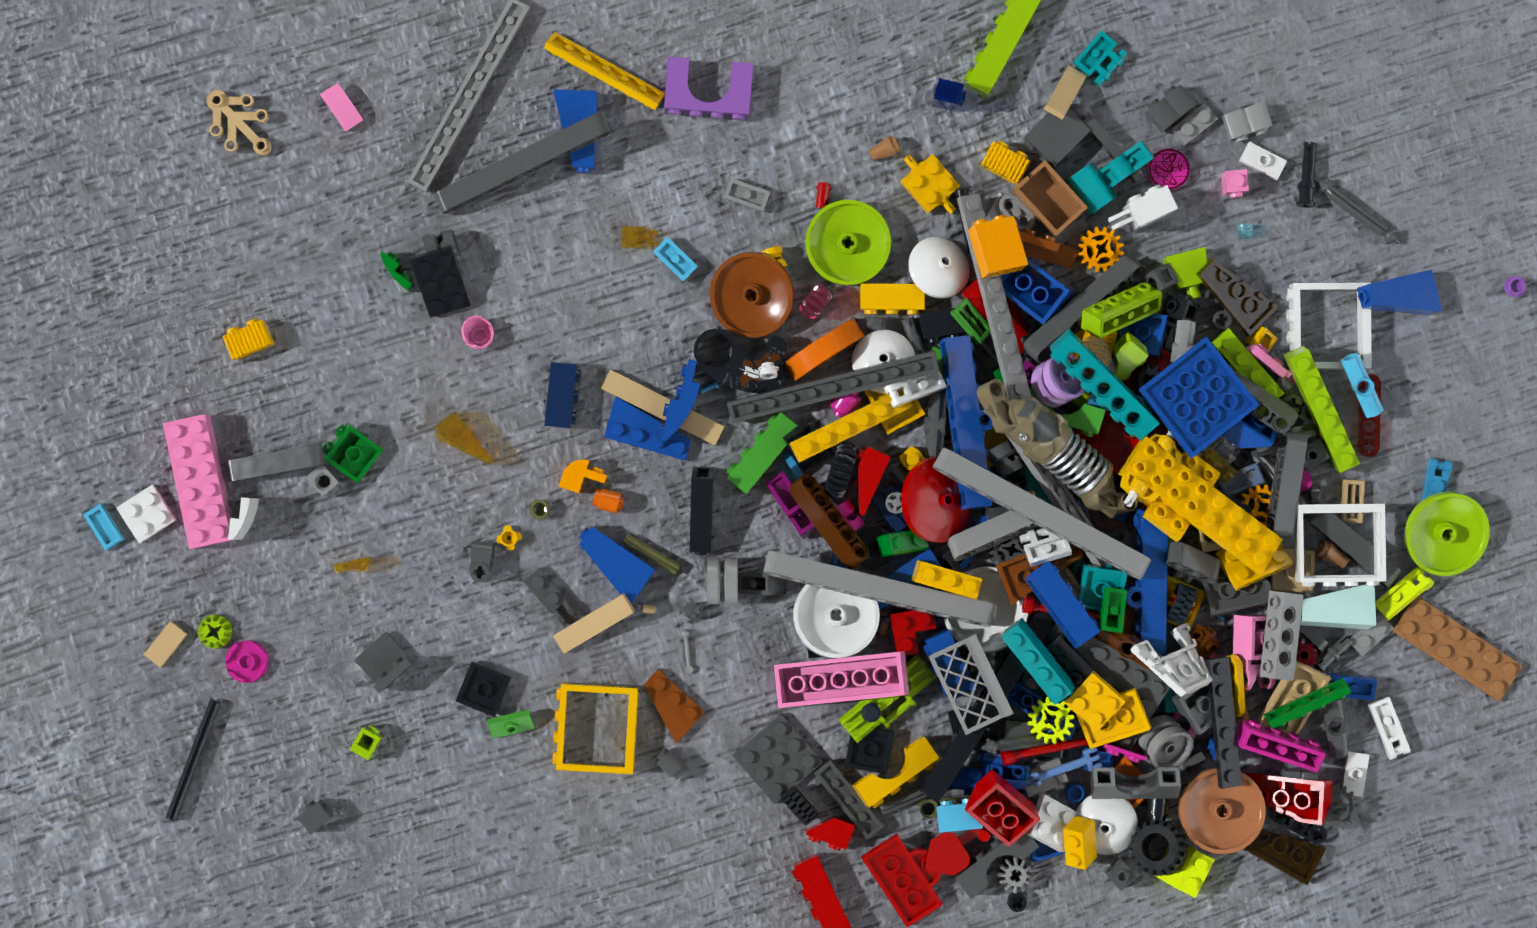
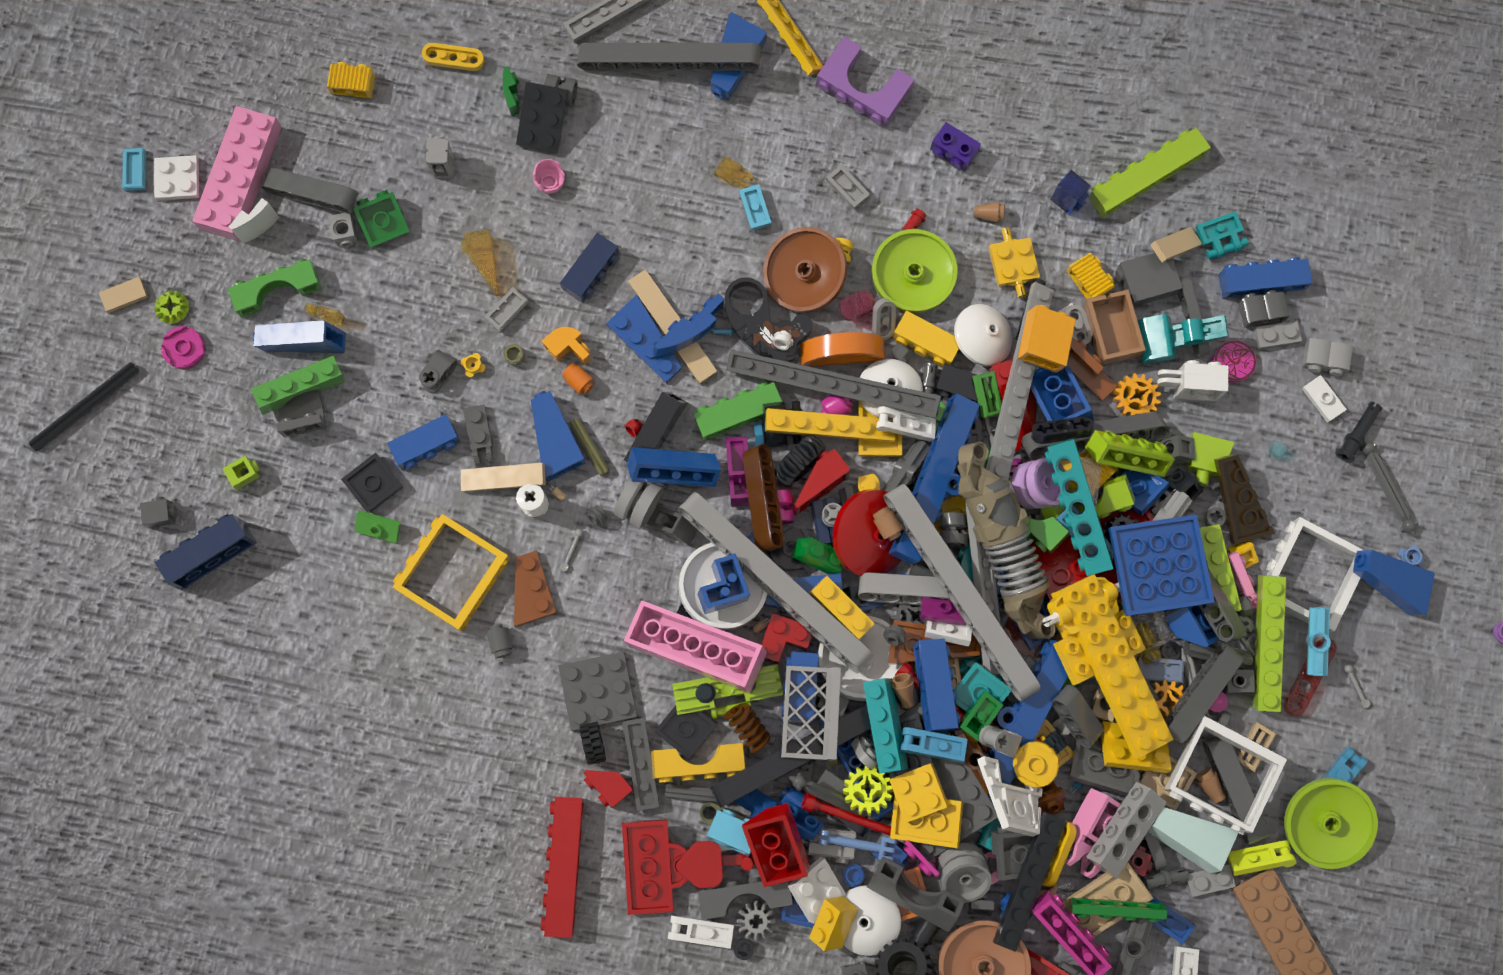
camera: 30 degrees right, 10 degrees down
(278, 585) = (249, 295): none -> bright green arch
(316, 266) = (446, 52): none -> yellow plate
(345, 599) = (300, 337): none -> slope
(369, 641) = (279, 391): none -> bright green arch
(372, 369) = (440, 157): none -> light grey brick
(379, 828) = (205, 551): none -> dark blue brick
(508, 630) = (424, 442): none -> blue brick
(509, 473) = (506, 309): none -> light grey plate
(623, 633) = (533, 492): none -> white piece
(680, 516) = (633, 427): none -> red hinge
(737, 536) = (673, 467): none -> blue brick
(822, 105) = (955, 147): none -> dark purple brick
(845, 301) = (884, 317): none -> light grey plate
(845, 616) = (729, 586): none -> blue brick
(921, 721) = (748, 726): none -> reddish brown piece
(948, 488) = (887, 523): none -> medium nougat brick
(975, 908) = (701, 932): none -> white plate
(1005, 580) = (894, 635): none -> dark grey plate
(1031, 538) = (940, 611): none -> magenta plate
(1031, 690) = (864, 751): none -> light grey plate
(1037, 621) = (904, 689): none -> medium nougat cone
(1051, 331) = (1048, 431): none -> black beam
(1088, 656) = (934, 745): none -> dark azure plate
(1141, 620) = (1000, 740): none -> light grey piece
(1158, 78) = (1260, 278): none -> blue brick
(1179, 623) = (1036, 764): none -> yellow tile
(1234, 183) = (1289, 402): bright pink brick -> none
(1405, 257) = (1414, 552): none -> medium blue plate
(1425, 412) = (1364, 702): none -> light grey hinge

